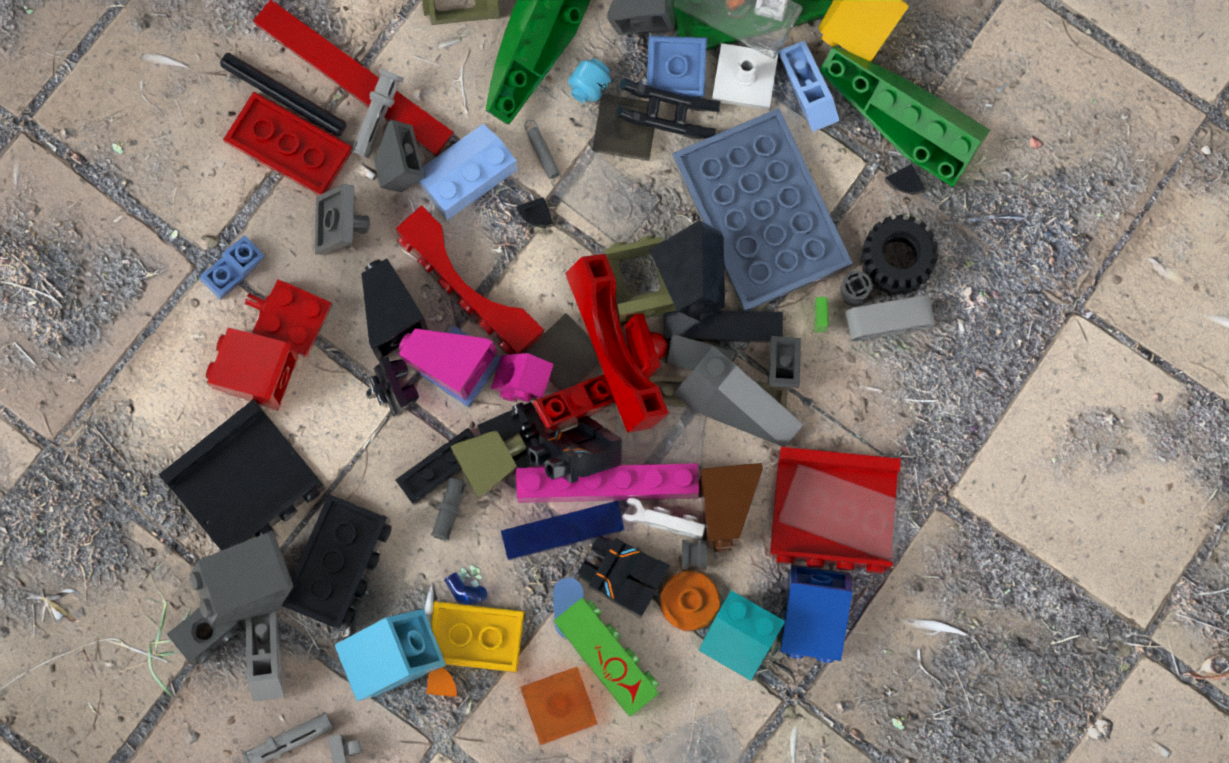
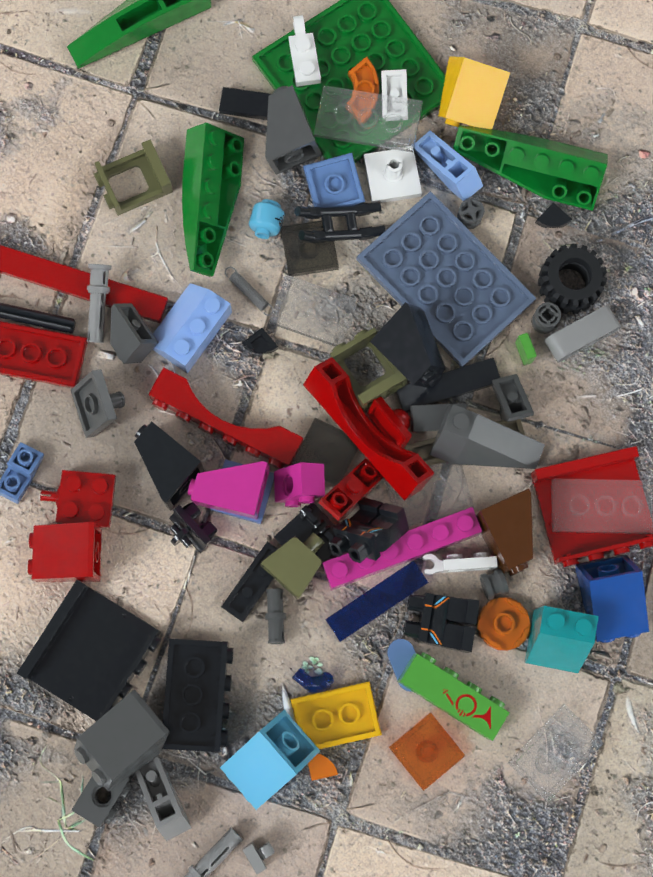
camera: 25 degrees left, 0 degrees up
(815, 139) = (471, 207): none -> dark grey wheel

